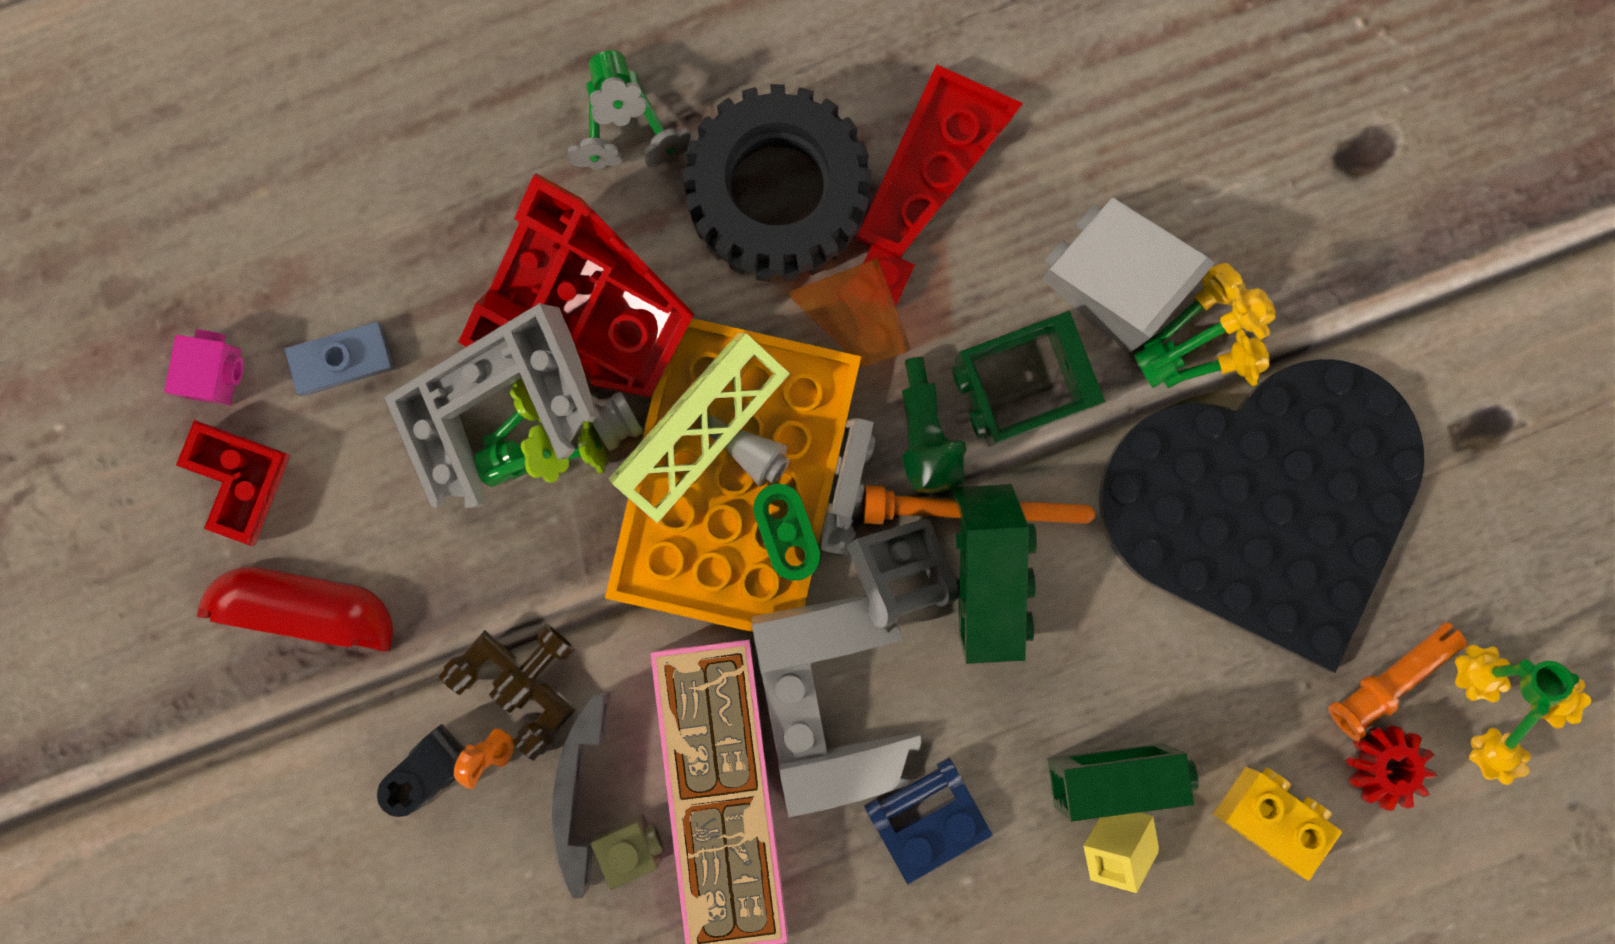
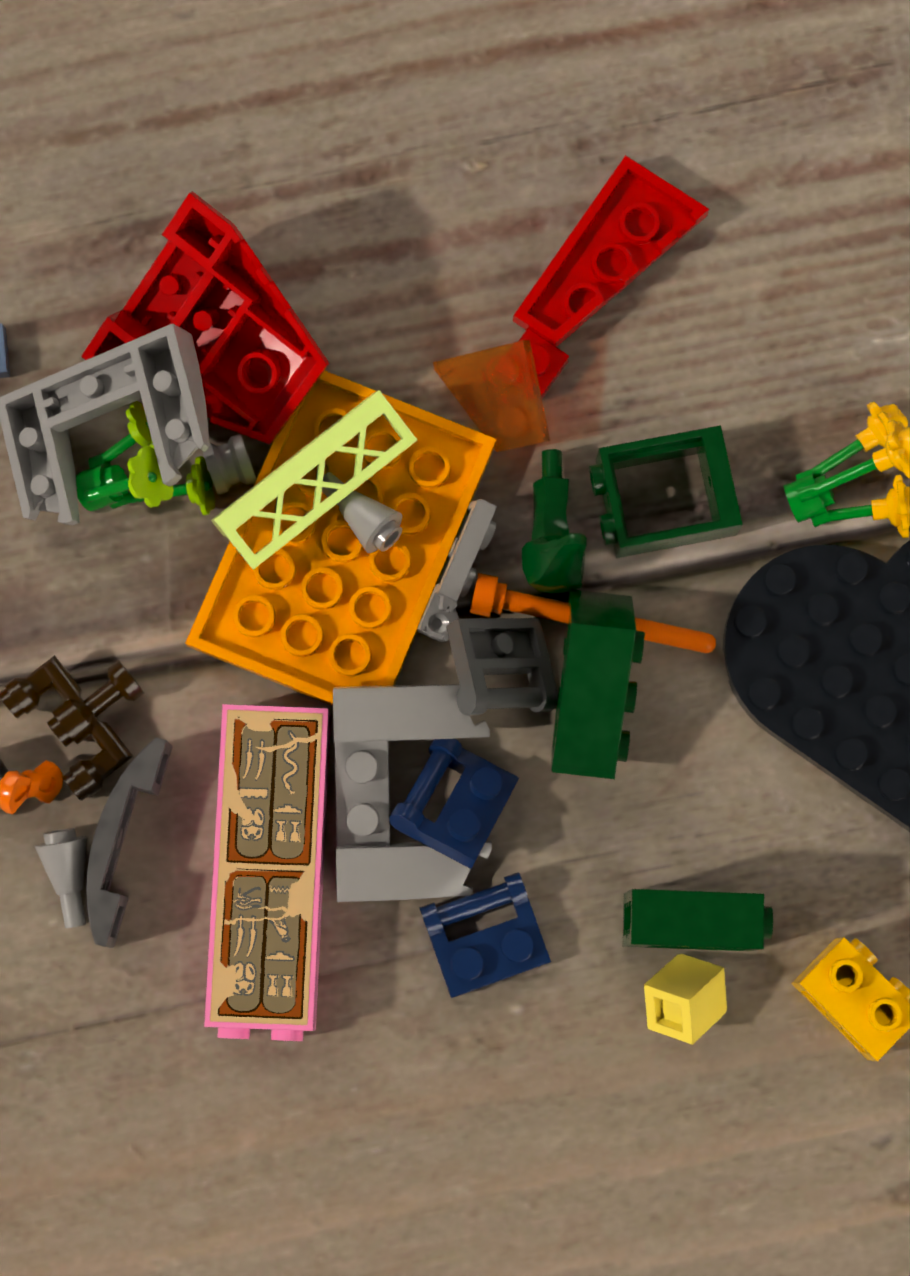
camera: 15 degrees right, 5 degrees down
(528, 819) = (64, 863): none -> light grey cone
(615, 98) = (289, 134): light grey plant -> none
(628, 851) = (162, 909): olive brick -> none
(777, 122) = (439, 186): black tyre -> none
(786, 532) = (386, 605): green plate -> none
(895, 710) = (470, 809): none -> dark blue plate
(1124, 273) = (785, 397): light grey slope -> none

